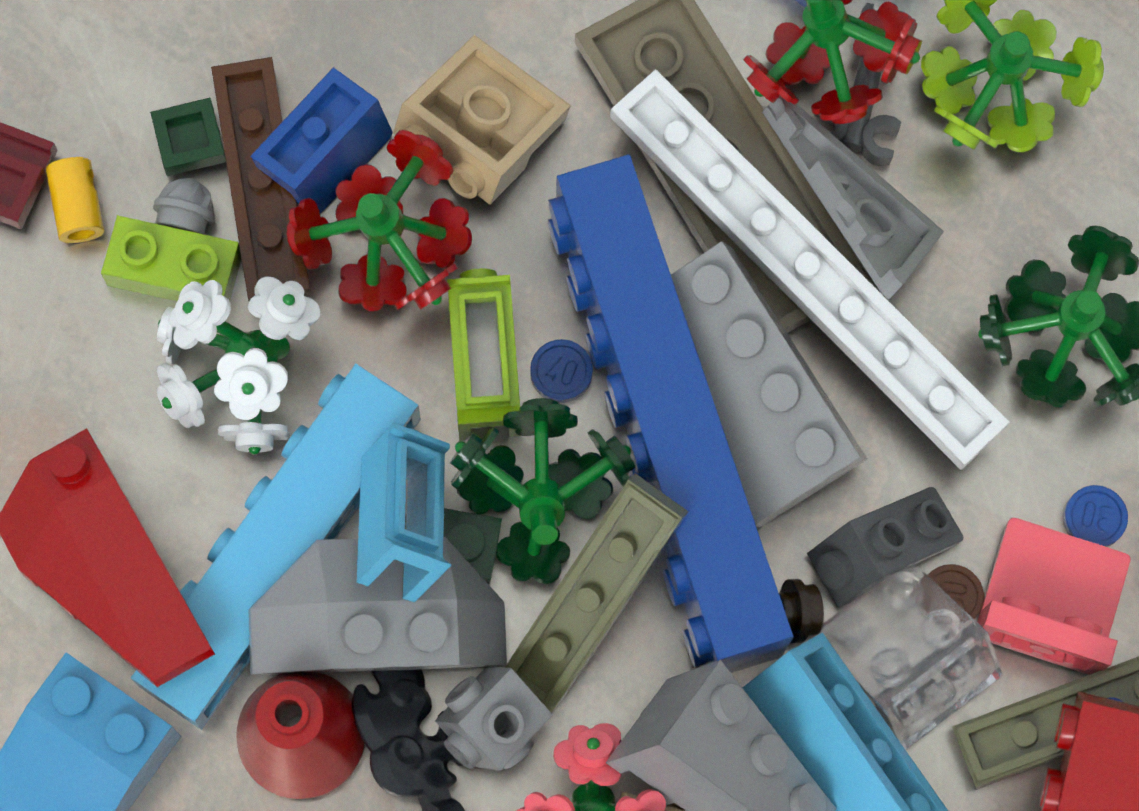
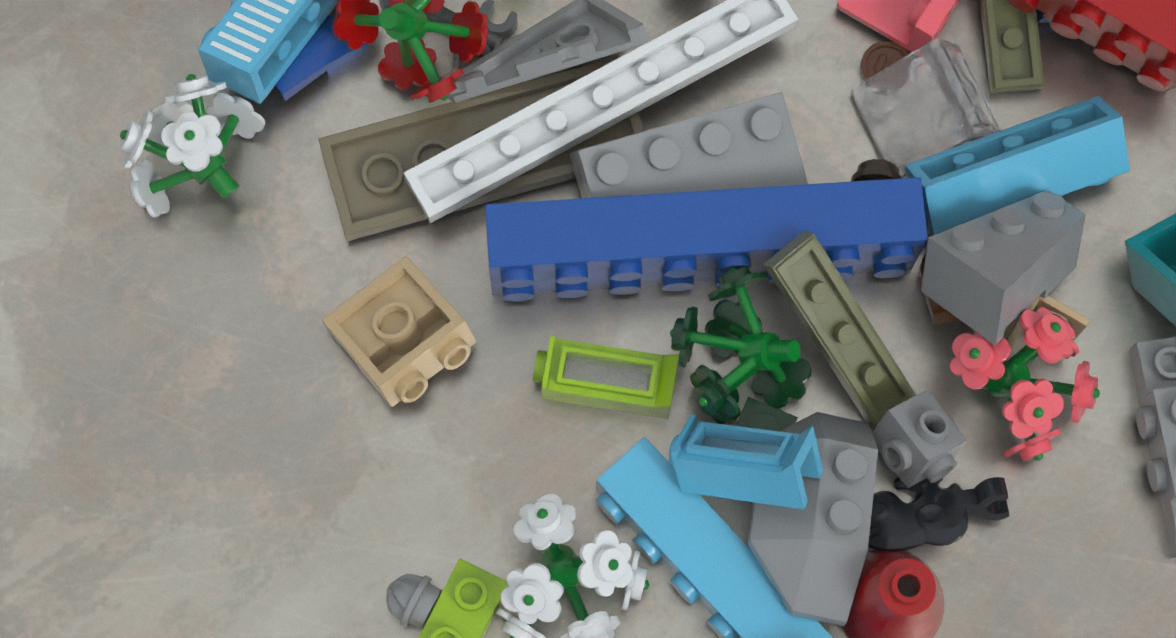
camera: 75 degrees left, 0 degrees up
(188, 136) = (348, 582): dark green plate -> none
(247, 116) = (403, 529): reddish brown plate -> none
(324, 139) = (385, 466): blue panel -> none
(375, 209) = (452, 440): red plant -> none
(561, 370) = (629, 321): blue piece -> none
(884, 543) = (843, 104): dark grey bracket -> none

